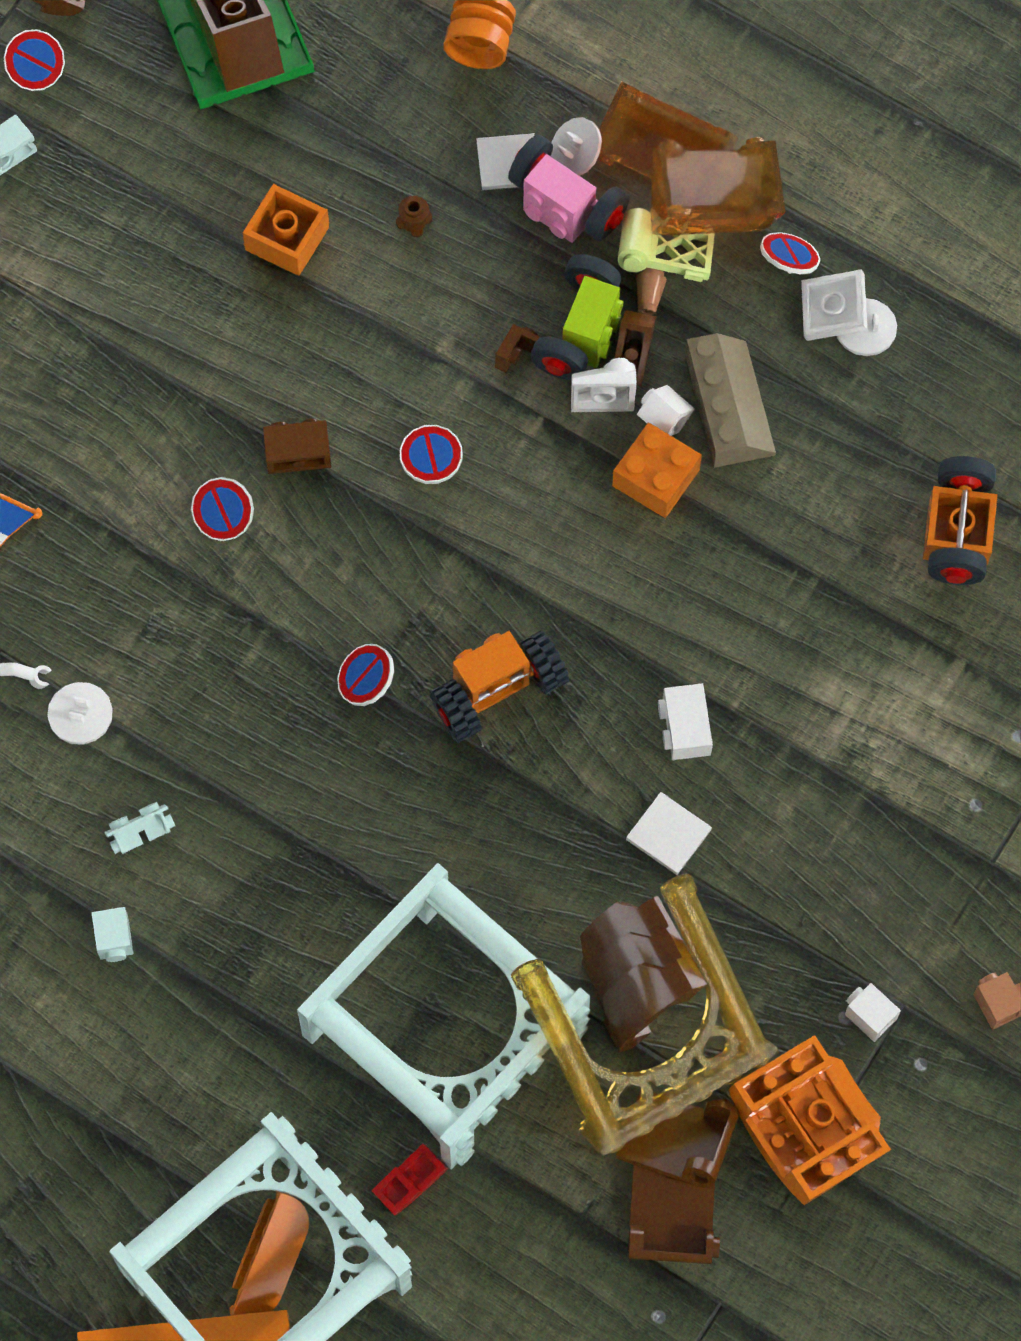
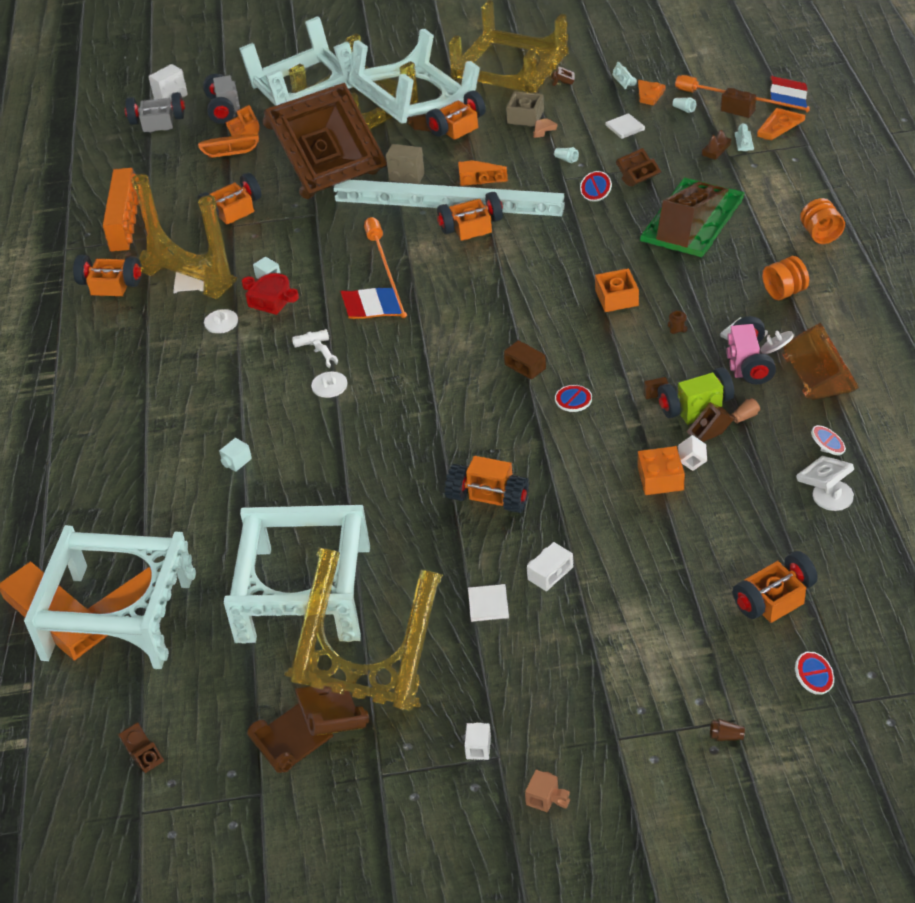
camera: 55 degrees right, 25 degrees down
(127, 831) = (301, 432): light aqua hinge -> none
(222, 509) = (468, 357): piece -> none
(365, 674) = (442, 448): piece -> none
(409, 1179) = (210, 629): red slope -> none
(605, 388) = (674, 424): white slope -> none
(637, 968) = (386, 623): reddish brown slope -> none
(639, 248) = (767, 389): yellowish green piece -> none
(715, 189) = (813, 386): clear orange windscreen -> none
(728, 399) = (728, 471): dark tan slope -> none
(809, 1119) = (393, 753): orange slope -> none

